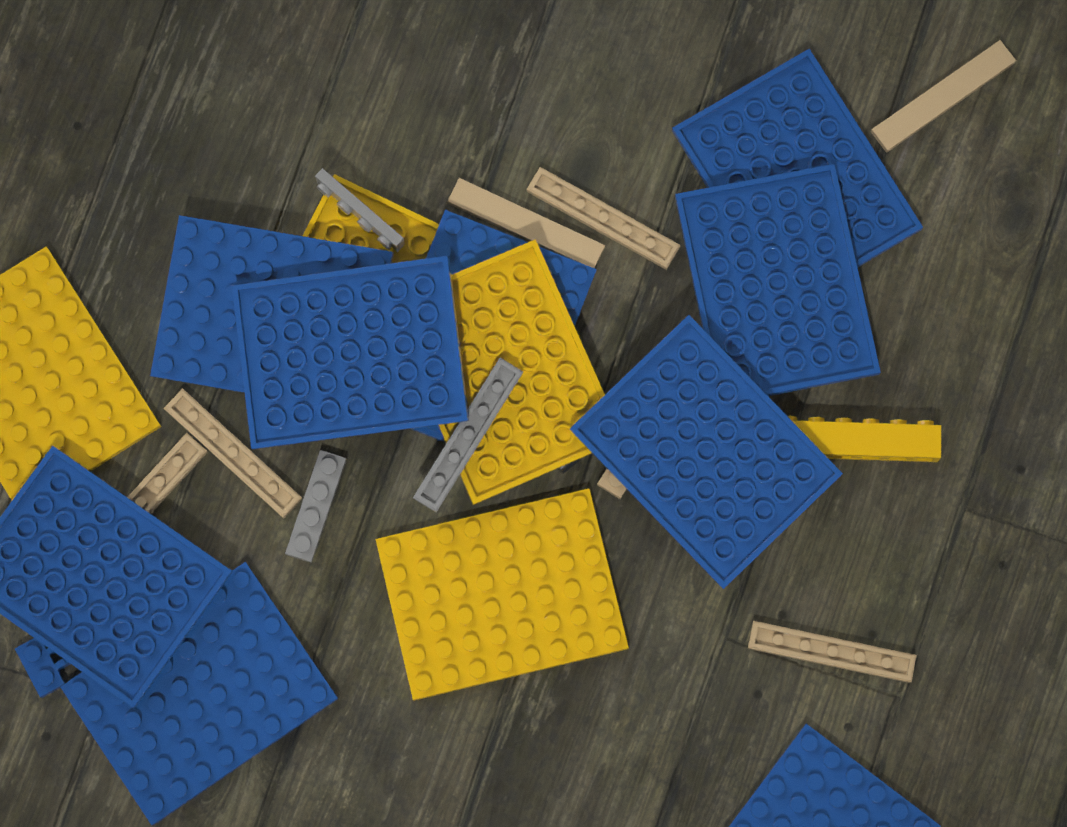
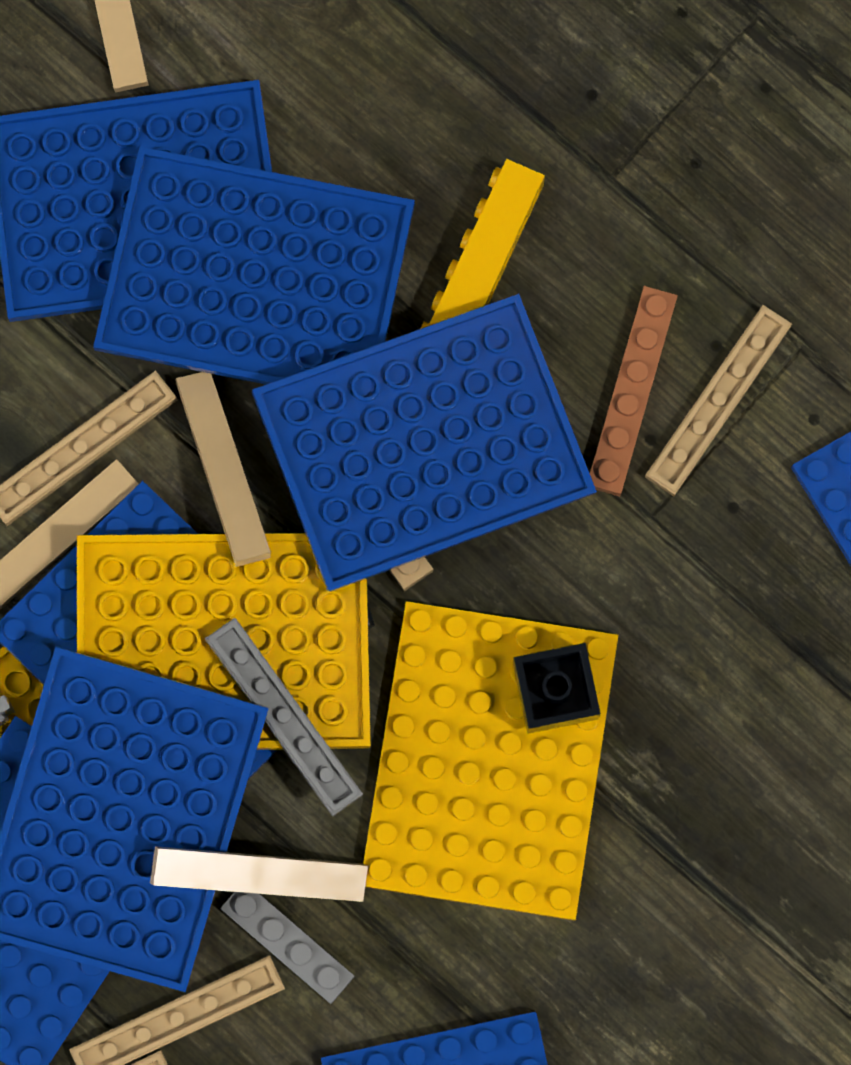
camera: 65 degrees left, 0 degrees up
(352, 464) = (258, 874): none -> tile
(568, 616) = (556, 688): none -> black brick
(627, 320) = (223, 469): none -> tan tile
(811, 586) = (632, 390): none -> nougat plate

